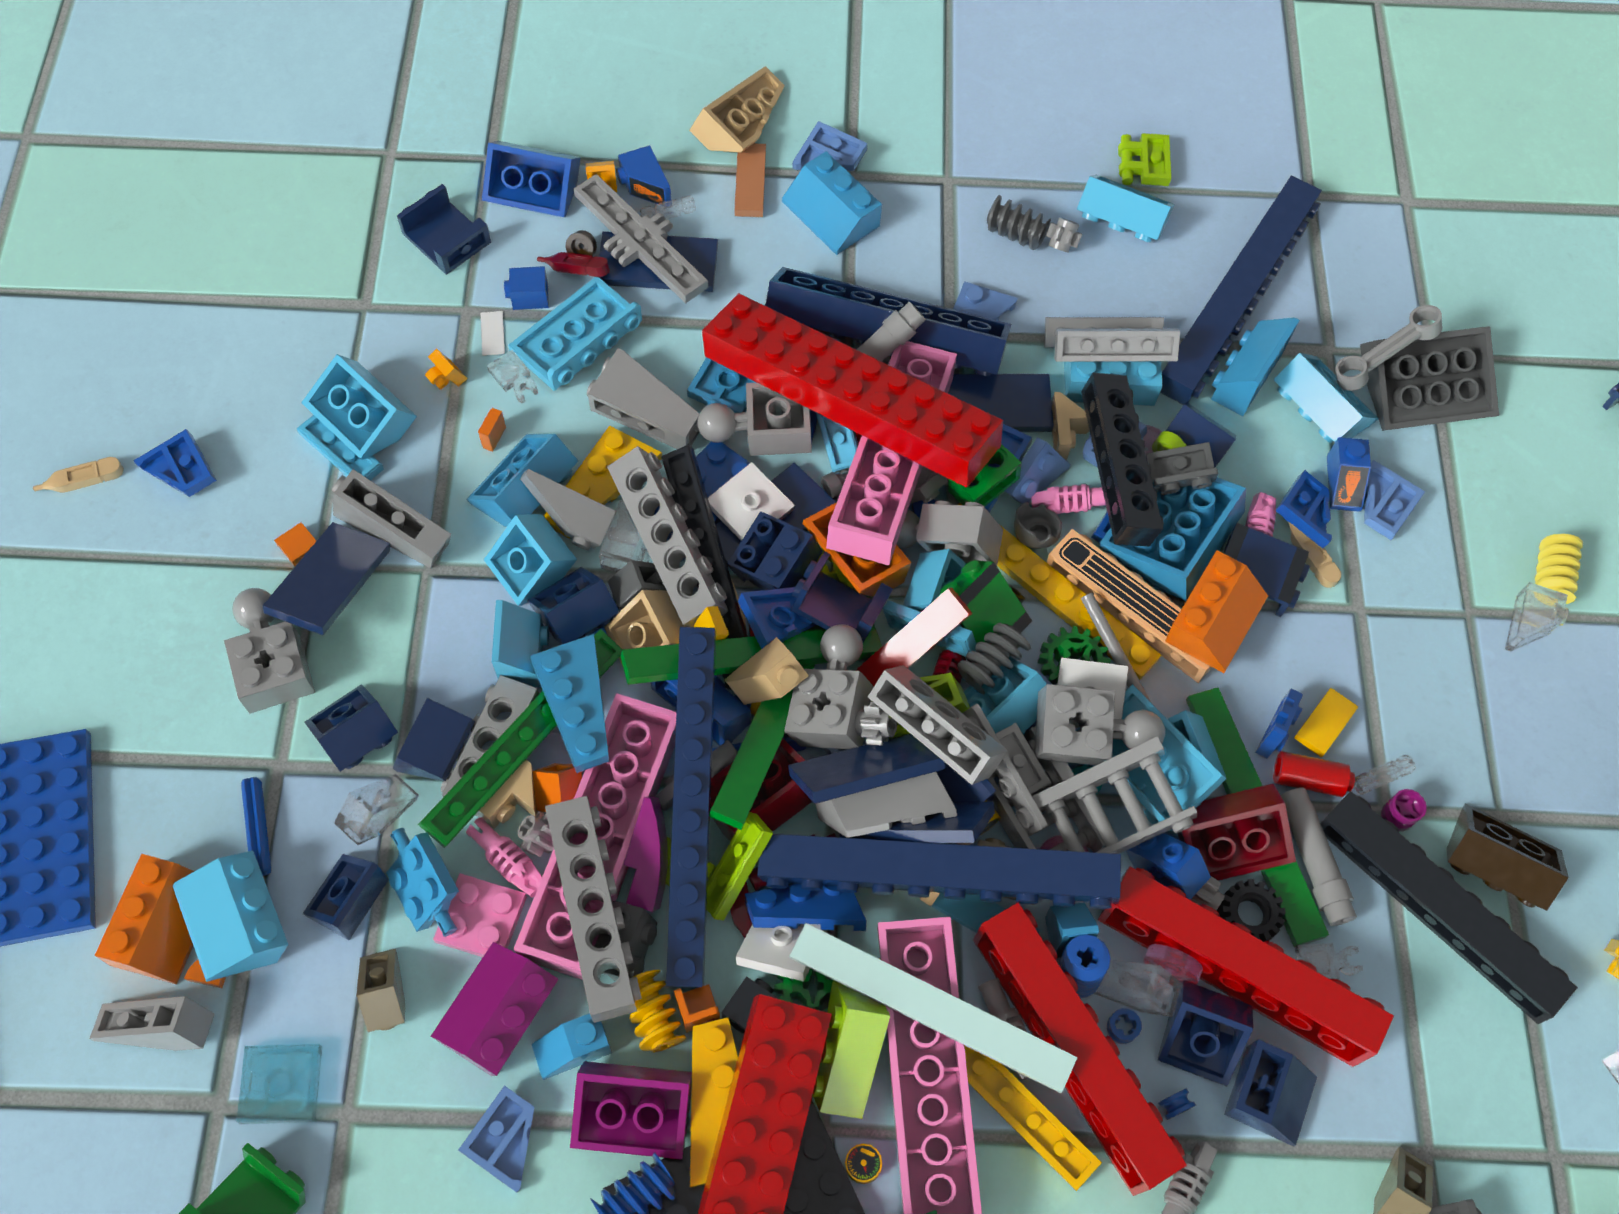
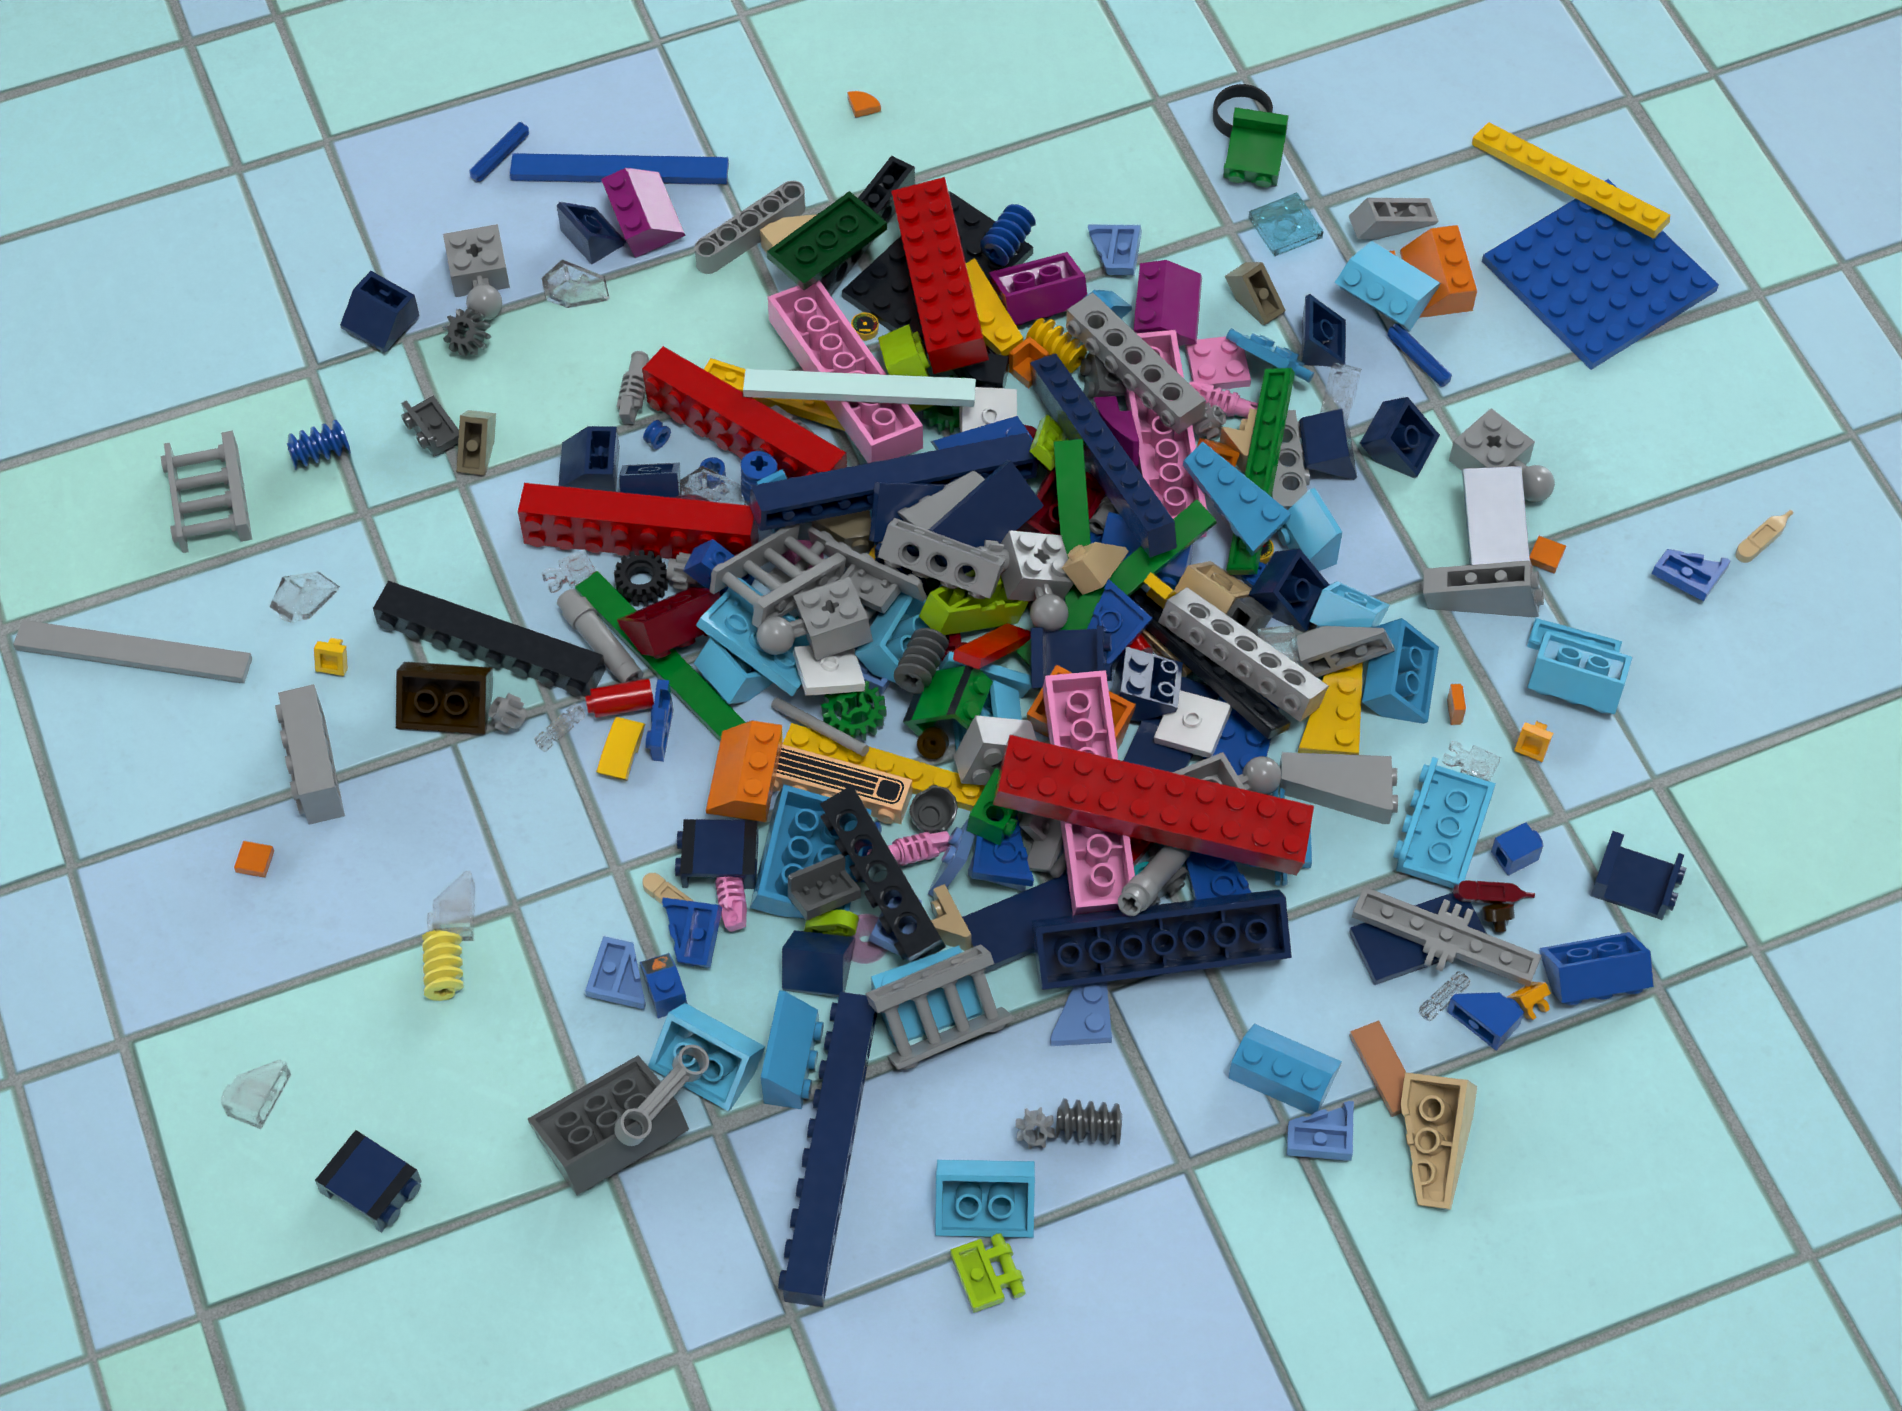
camera: 160 degrees right, 5 degrees down
(492, 333) = (1523, 804): white sticker -> none
(1411, 809) = (537, 698): magenta wheel -> none
(1442, 804) = (507, 712): none -> light grey gear

